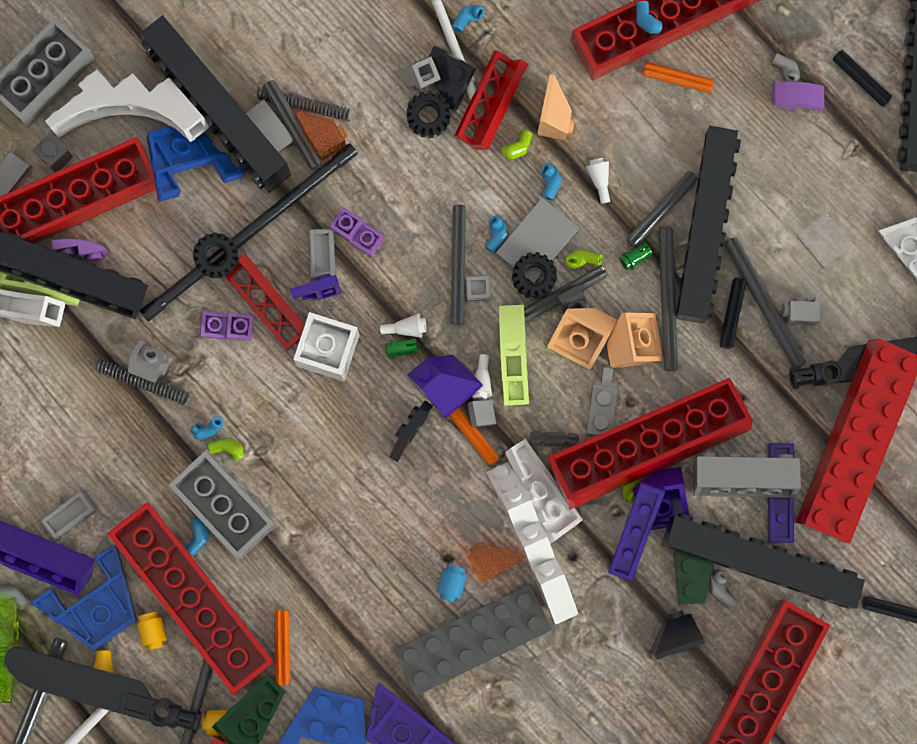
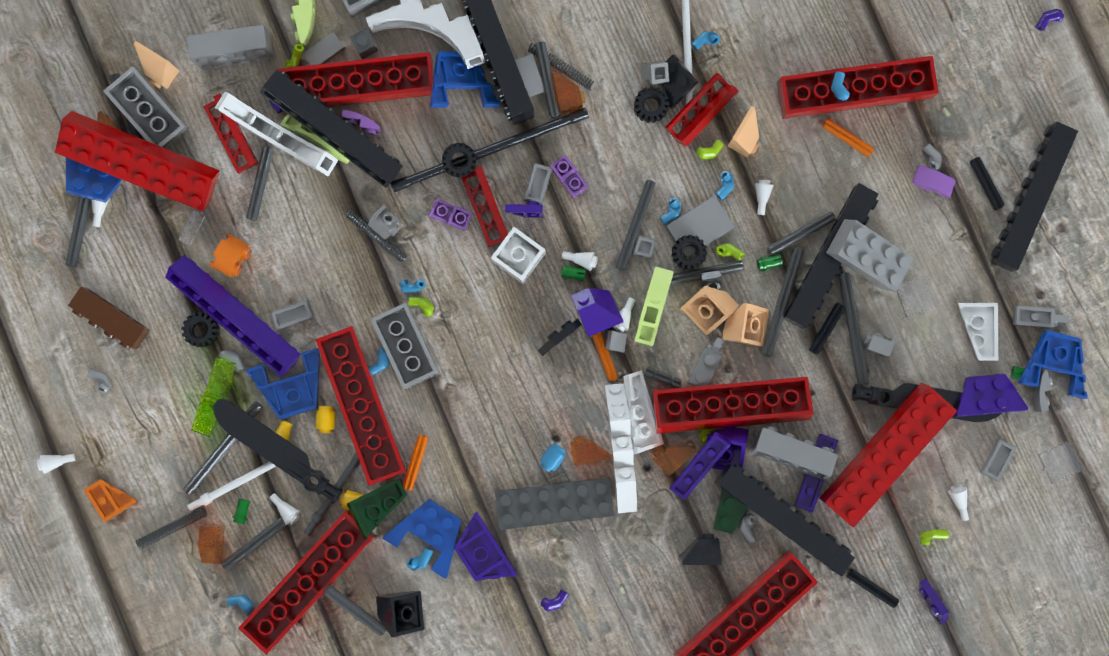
camera: 25 degrees right, 5 degrees up
(598, 533) = (672, 457): none -> clear orange slope
(753, 206) = (870, 255): none -> light grey brick

